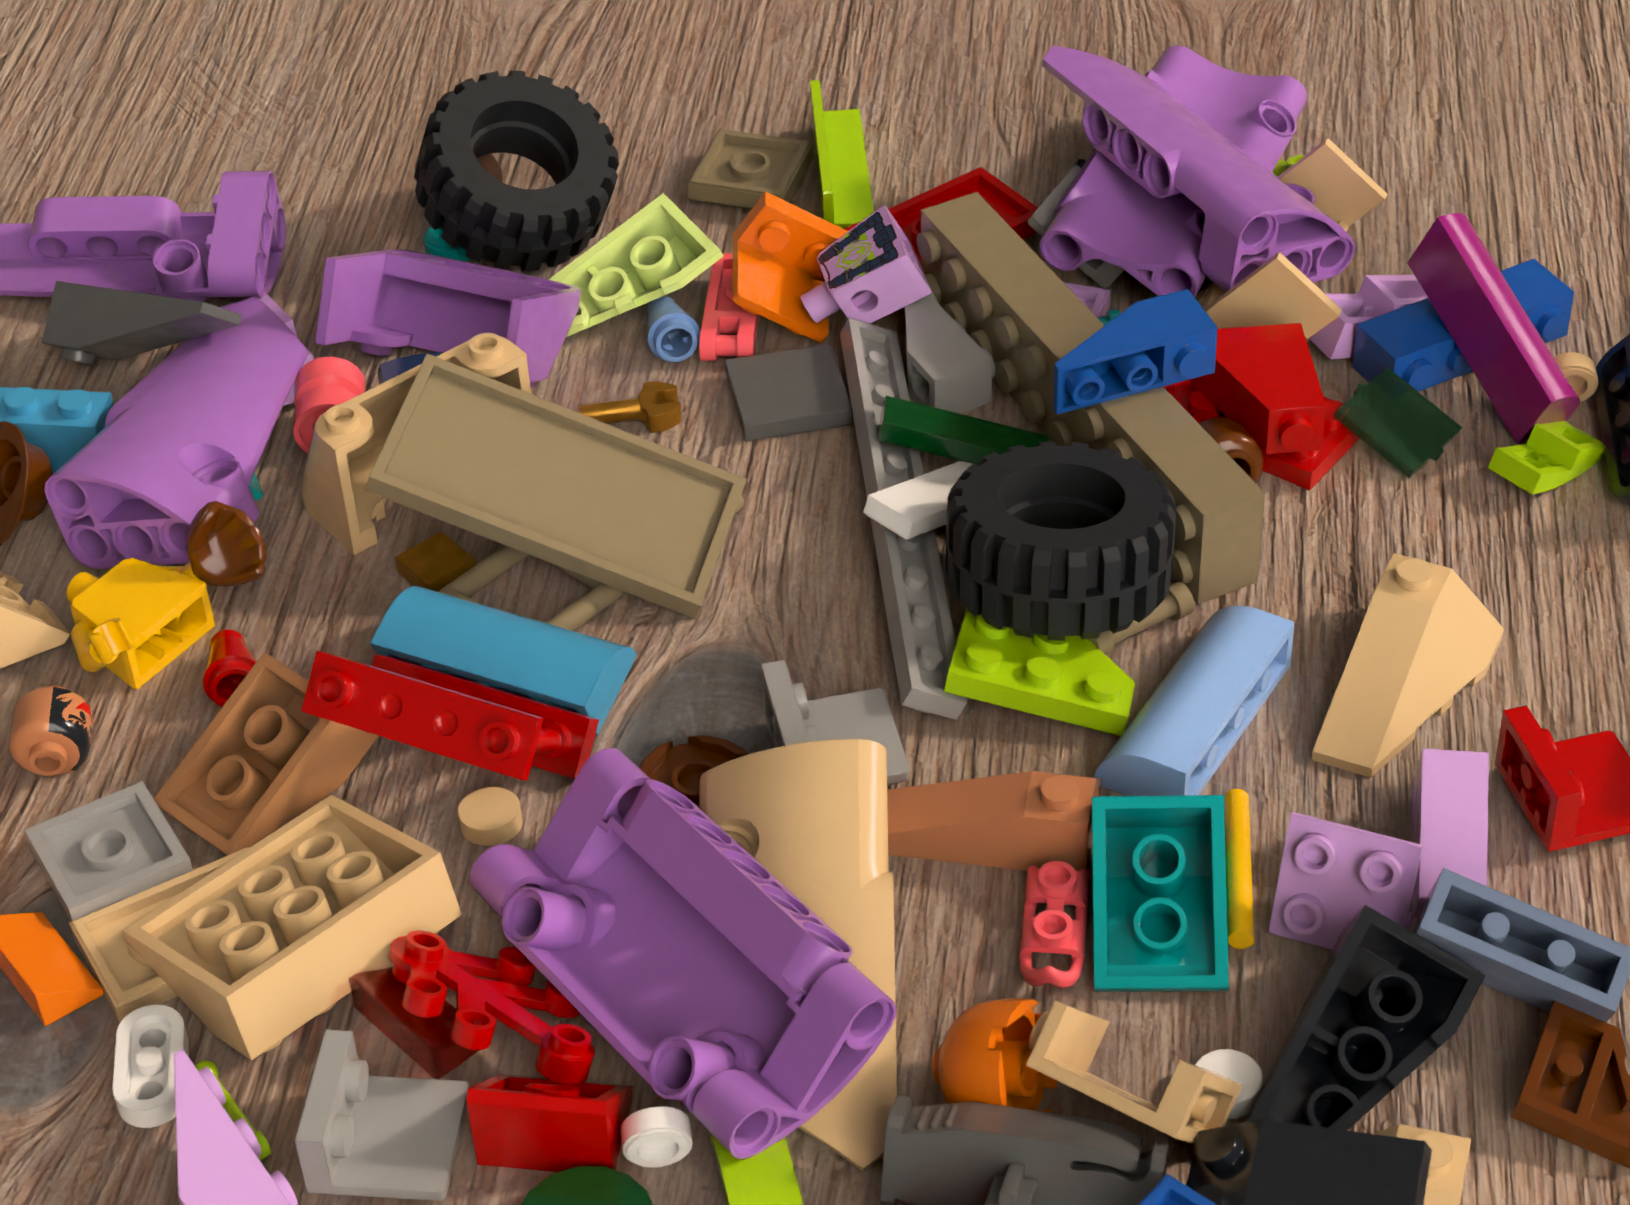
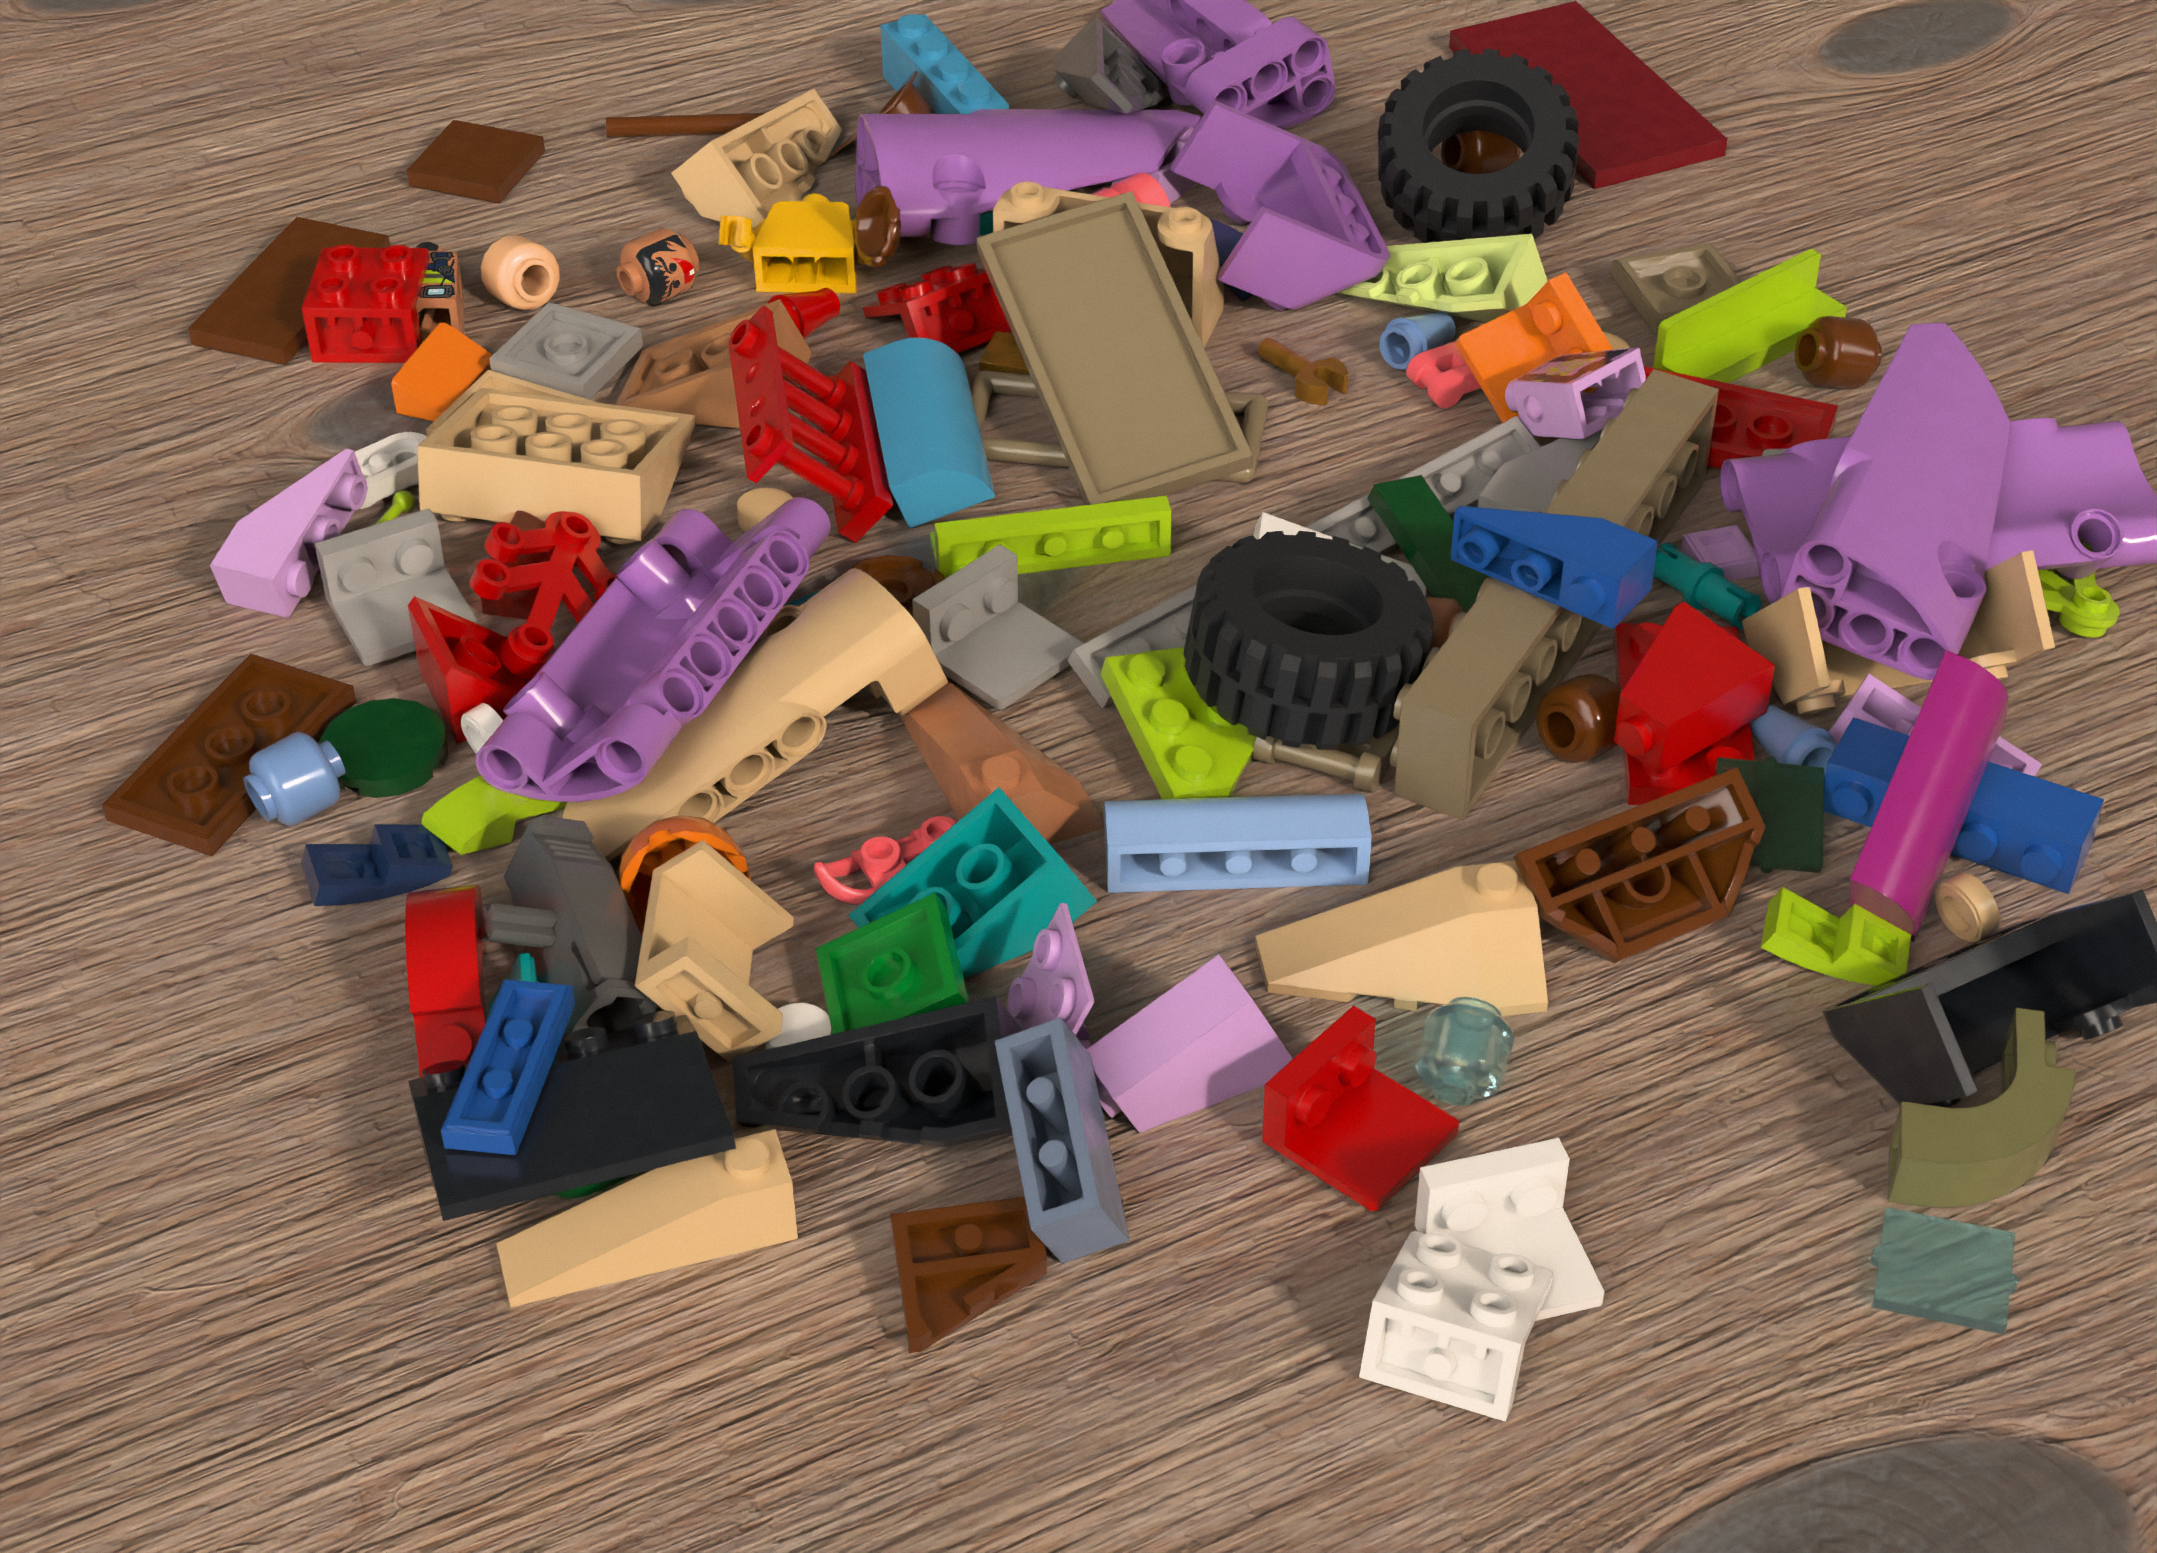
camera: 55 degrees right, 0 degrees up
(334, 558) = (947, 306): none -> red bracket
(391, 92) = (1624, 110): none -> dark red tile
(713, 651) = (1059, 536): none -> lime panel
(788, 392) = (1406, 433): dark grey tile -> none
(916, 137) = (1838, 352): none -> reddish brown head
(1228, 981) = (892, 968): none -> green plate
(1238, 869) = (1089, 935): yellow bar -> none
(1341, 371) = (1792, 739): none -> medium blue cone
(1418, 494) = (1648, 868): none -> reddish brown wedge
(1549, 687) = (1464, 1051): none -> clear light blue head

